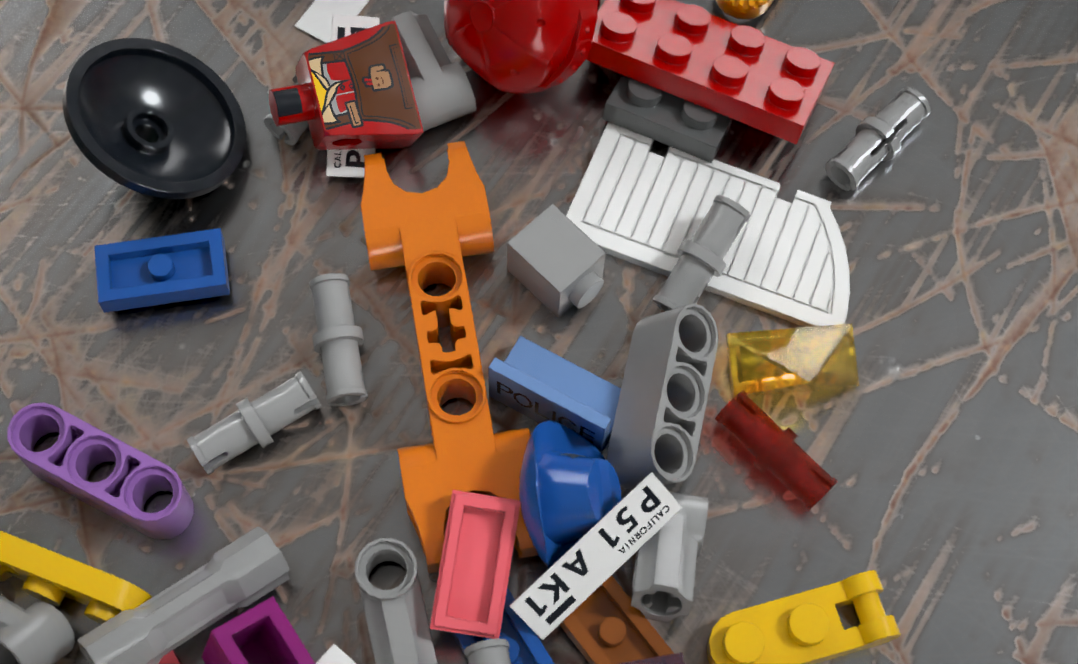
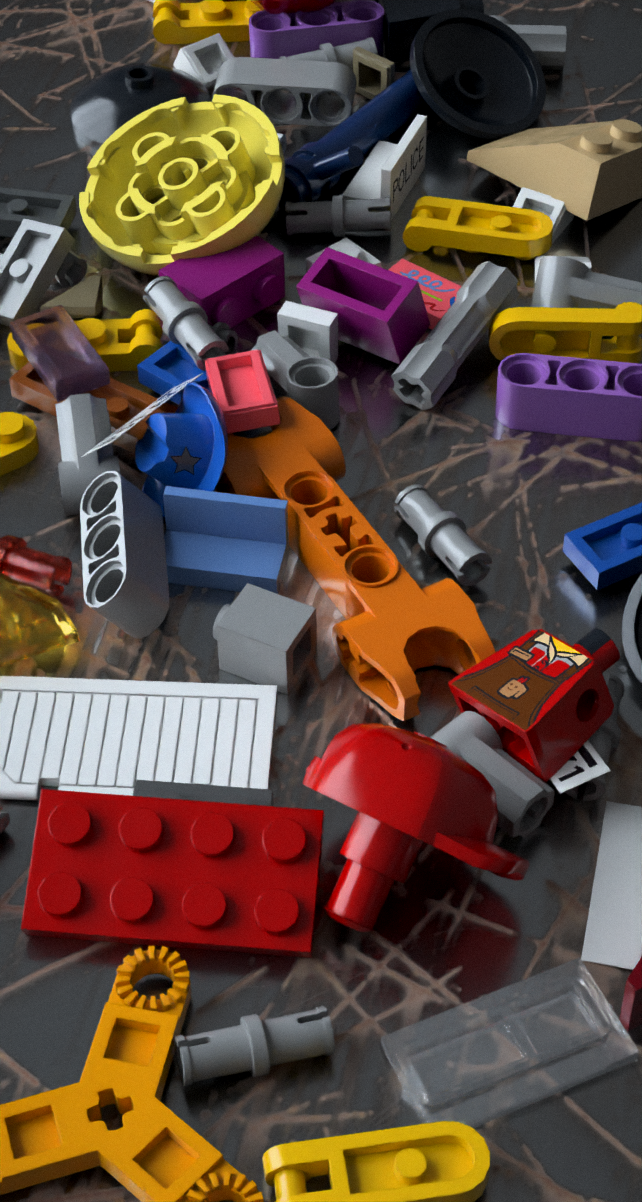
camera: 165 degrees right, 20 degrees down
(254, 423) = (478, 462): light grey pin -> none
(703, 254) = (120, 677): light grey pin -> none

